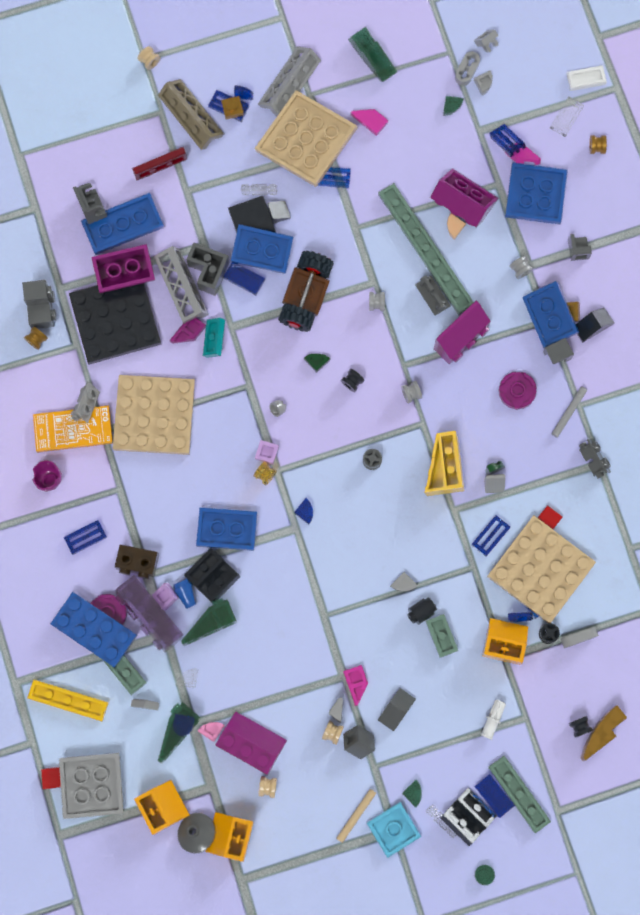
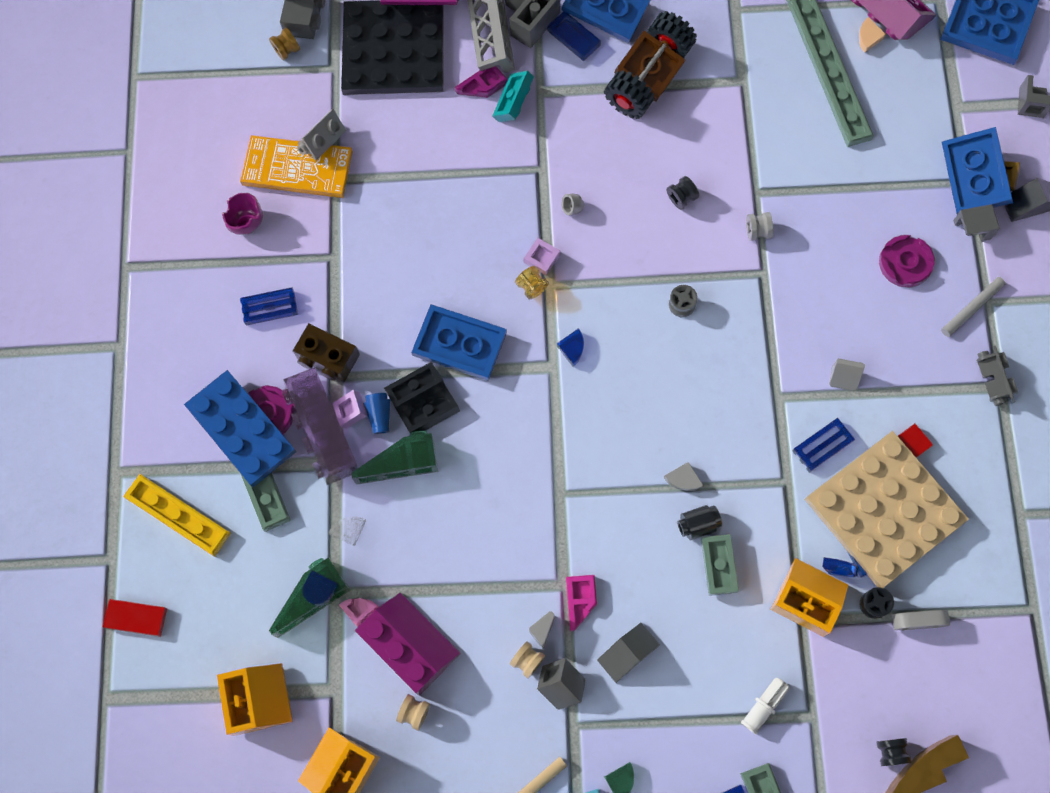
camera: 20 degrees right, 5 degrees down
(91, 785) = (168, 641): light grey plate -> none
(145, 704) = (278, 548): light grey tile -> none
(154, 414) = (407, 174): tan plate -> none
(202, 838) = (300, 758): dark grey dish -> none
(317, 361) = (641, 159): dark green tile -> none
(376, 301) = (741, 101): light grey wheel -> none
(432, 295) = (818, 111): dark grey hinge -> none
(445, 469) = (782, 335): yellow wedge -> none
(462, 333) = (848, 165): magenta slope -> none
(494, 467) = (848, 352): dark green tile -> none
(521, 267) = (949, 104): light grey wheel -> none

